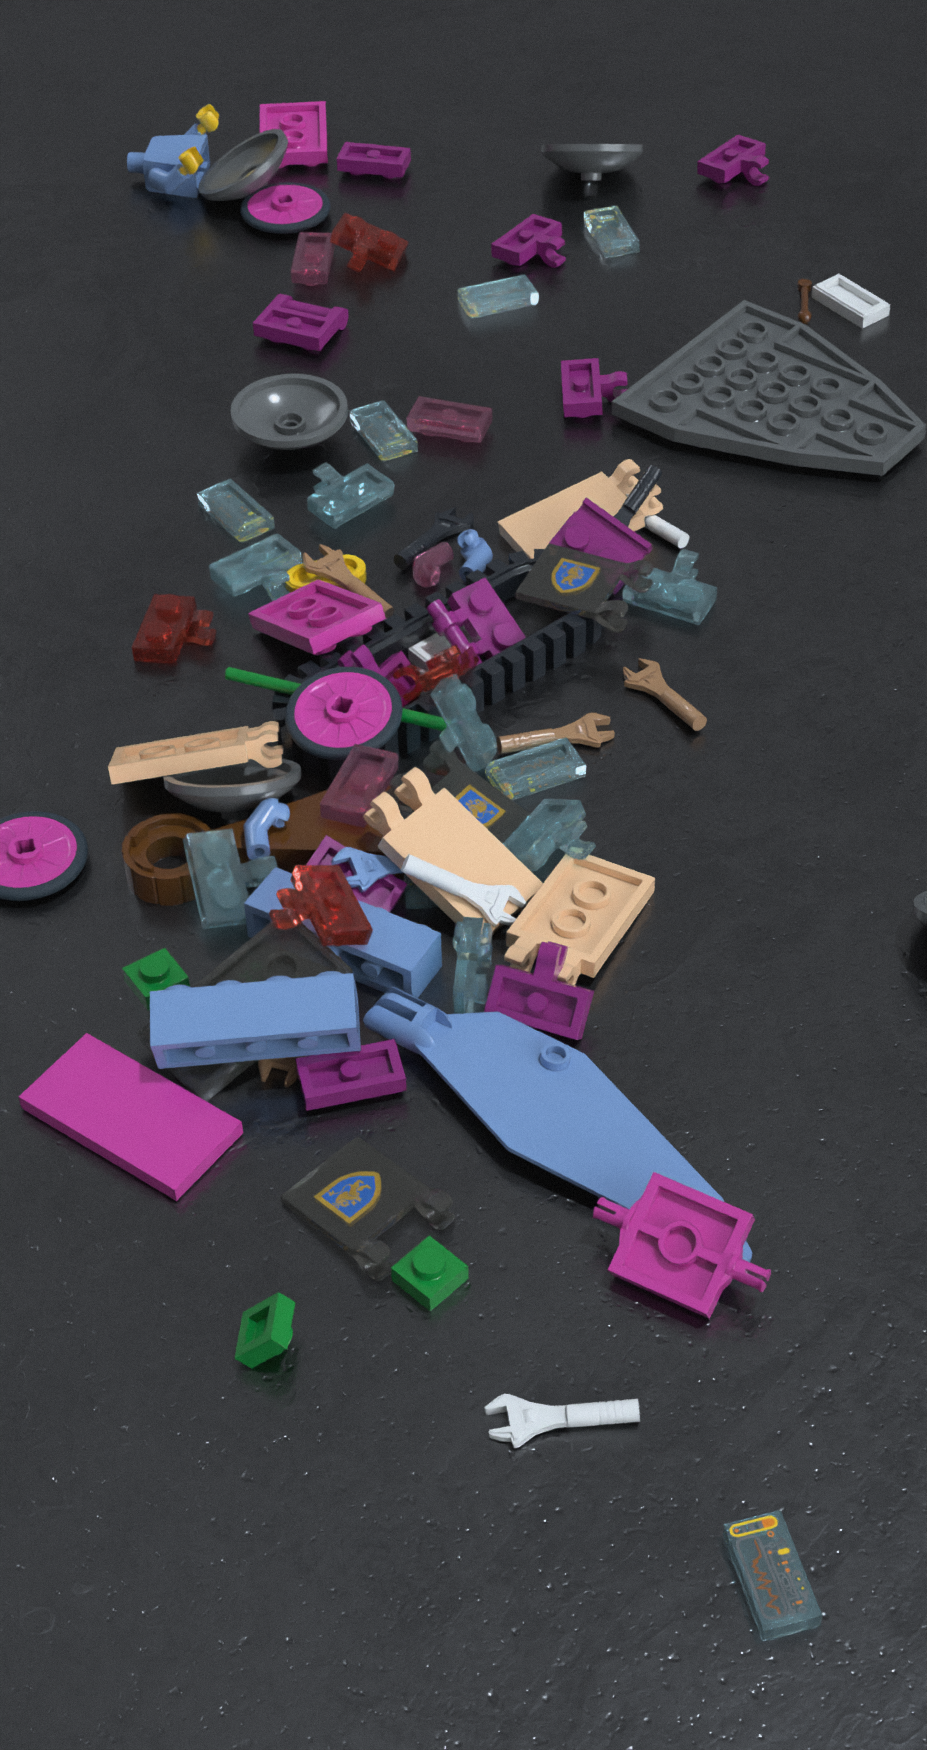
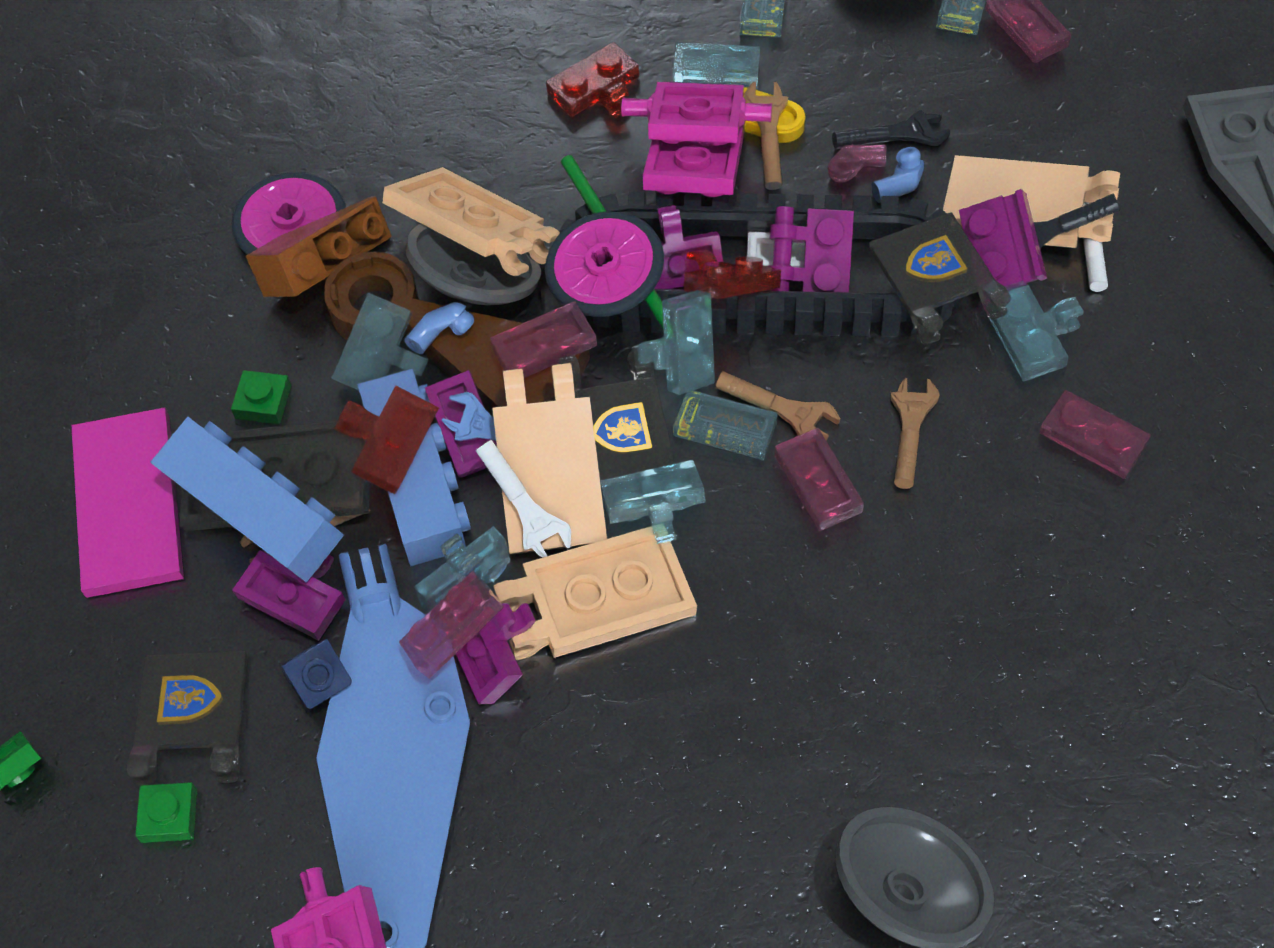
camera: 45 degrees right, 15 degrees up
(87, 854) = (313, 251): none -> dark orange slope
(292, 588) = (696, 112): none -> dark pink plate
(346, 497) = (862, 44): clear light blue plate -> none
(437, 1091) = (316, 673): none -> dark blue bracket
(513, 987) = (450, 624): none -> clear pink plate
(585, 387) = (1183, 62): magenta plate -> none
(643, 755) = (819, 479): none -> clear pink plate
(782, 622) = (1095, 434): none -> clear pink plate

